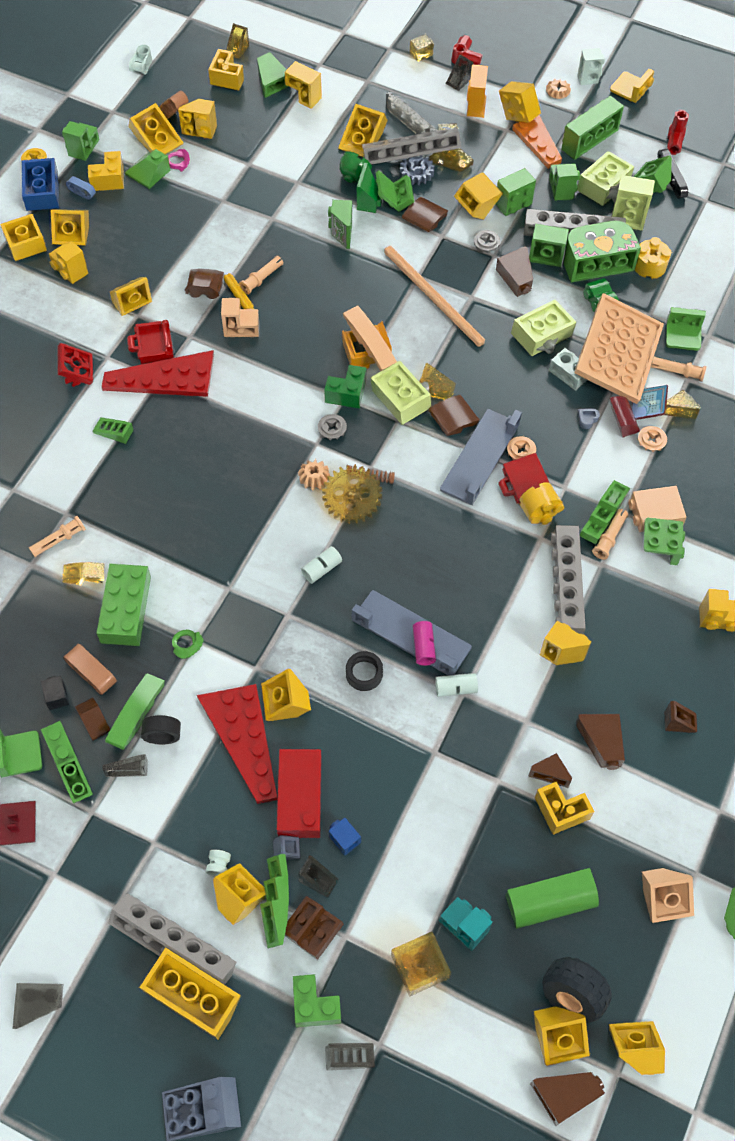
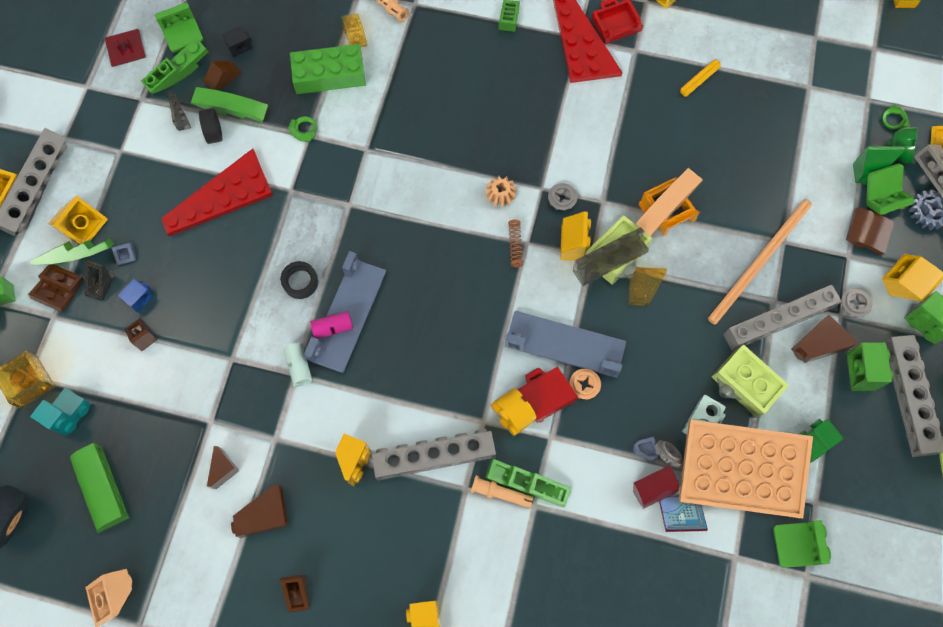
camera: 80 degrees right, 10 degrees up
(90, 669) = (263, 61): nougat beam -> none
(204, 282) = (702, 45): reddish brown slope -> none
(218, 862) = (103, 200): light aqua wheel -> none
(239, 321) = (661, 82): light nougat brick -> none
(255, 278) = (721, 87): light nougat pin -> none
(284, 696) = (259, 219): yellow slope -> none
(299, 793) = (169, 249): red brick -> none
(321, 564) = (402, 219): light aqua pin -> none
(331, 165) = (894, 109): none -> bright green piece
(341, 221) = (823, 148): bright green slope -> none
(341, 482) = (497, 216): clear yellow gear -> none
(346, 391) = (609, 203): green brick -> none
(380, 421) = (575, 236): none -> yellow slope
(389, 837) = (140, 334): none -> reddish brown slope
(415, 392) = (610, 257): none -> clear smoke fence
(453, 415) = (608, 308): reddish brown slope -> none
(491, 293) = (782, 317): none -> light grey brick
(562, 813) = (175, 482): yellow brick -> none
(597, 399) = (669, 453): none -> light grey gear
(600, 250) = (883, 427): bright green brick -> none
(653, 258) = (897, 492): yellow brick -> none
(653, 432) = (637, 514): light nougat gear -> none
(656, 503) = (543, 538): light nougat panel -> none
(664, 537) = (502, 548): bright green bracket -> none
(682, 406) = (689, 551): clear yellow slope -> none
(687, 370) = (744, 553): light nougat pin -> none

